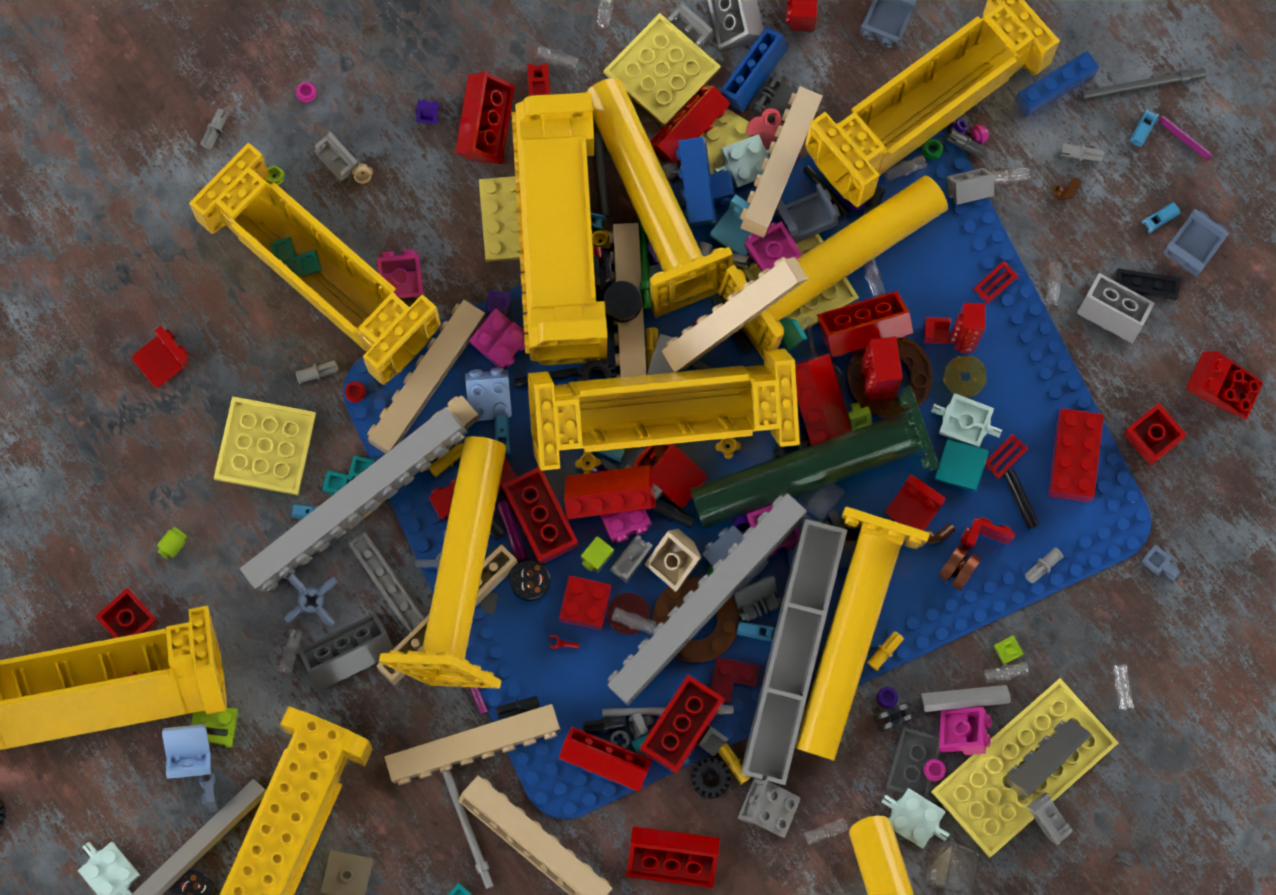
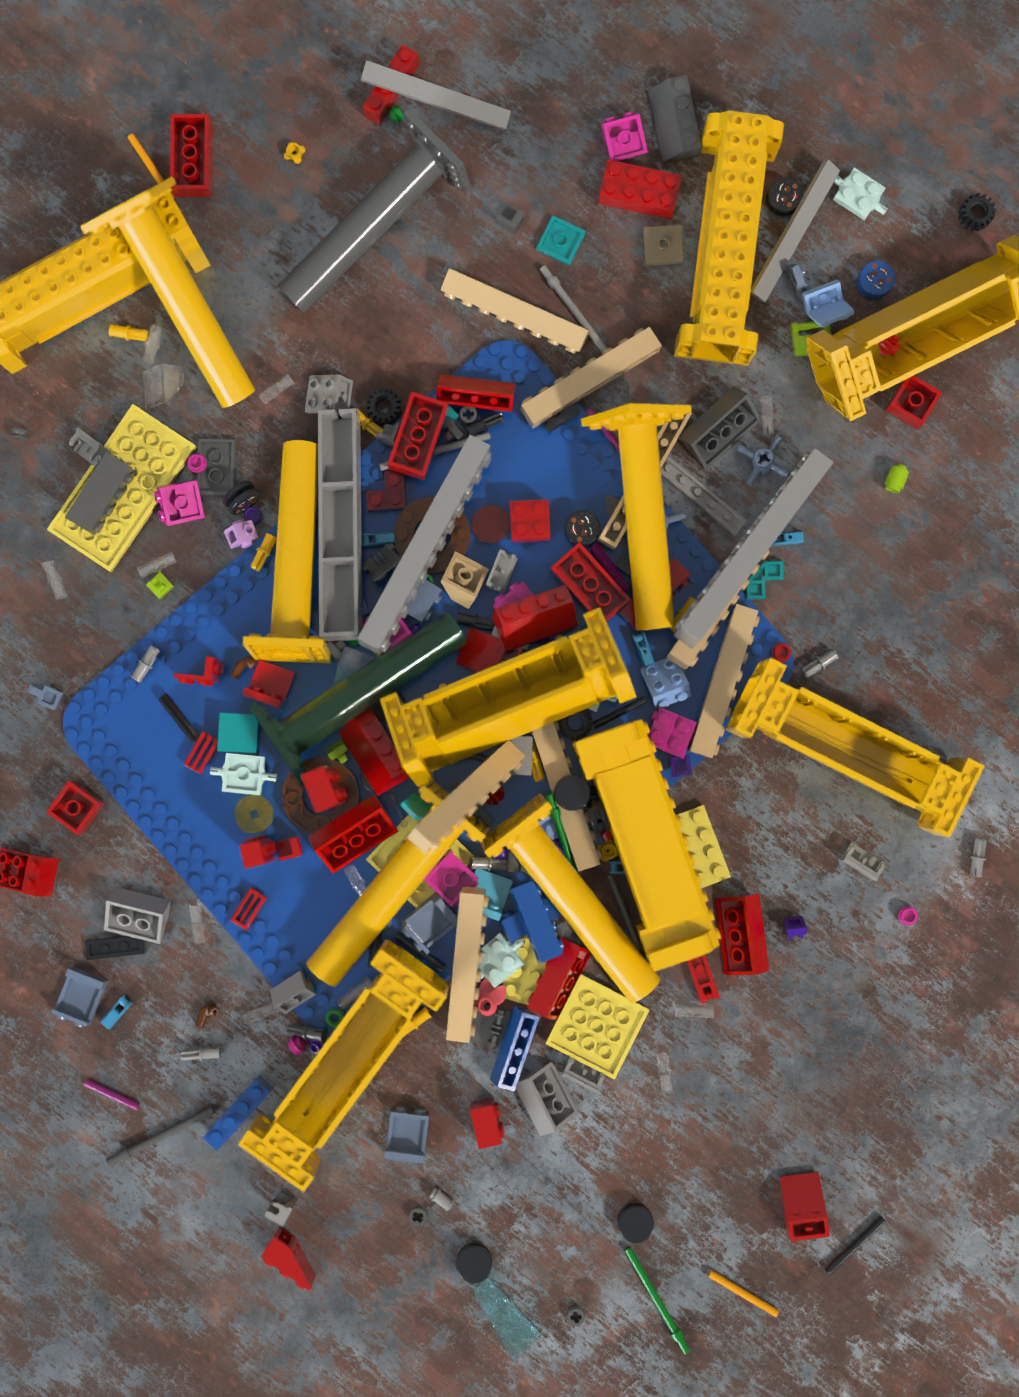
camera: 170 degrees right, 10 degrees up
(122, 768) = (875, 280): none -> blue head
(161, 358) = (958, 637): red bracket -> none
(265, 446) = (843, 585): light yellow plate -> none
(274, 170) = (916, 830): lime plate -> none
(303, 264) = (879, 755): teal tile -> none
(362, 177) = (835, 853): tan plate -> none
(402, 272) = (774, 769): dark pink plate -> none
(561, 643) = (540, 484): red hand -> none
(596, 555) = (531, 565): lime brick -> none
(634, 621) = (484, 516): clear pin -> none
(673, 857) = (397, 333): red slope -> none
(905, 677) = (241, 534): none -> lavender brick
(916, 818) = (203, 420): light aqua plate -> none
(959, 567) = (216, 639): copper wheel -> none
(965, 698) = (186, 532): light grey tile -> none
(1075, 455) = (140, 768): red brick -> none
(1143, 129) = (151, 1091): dark azure bar -> none

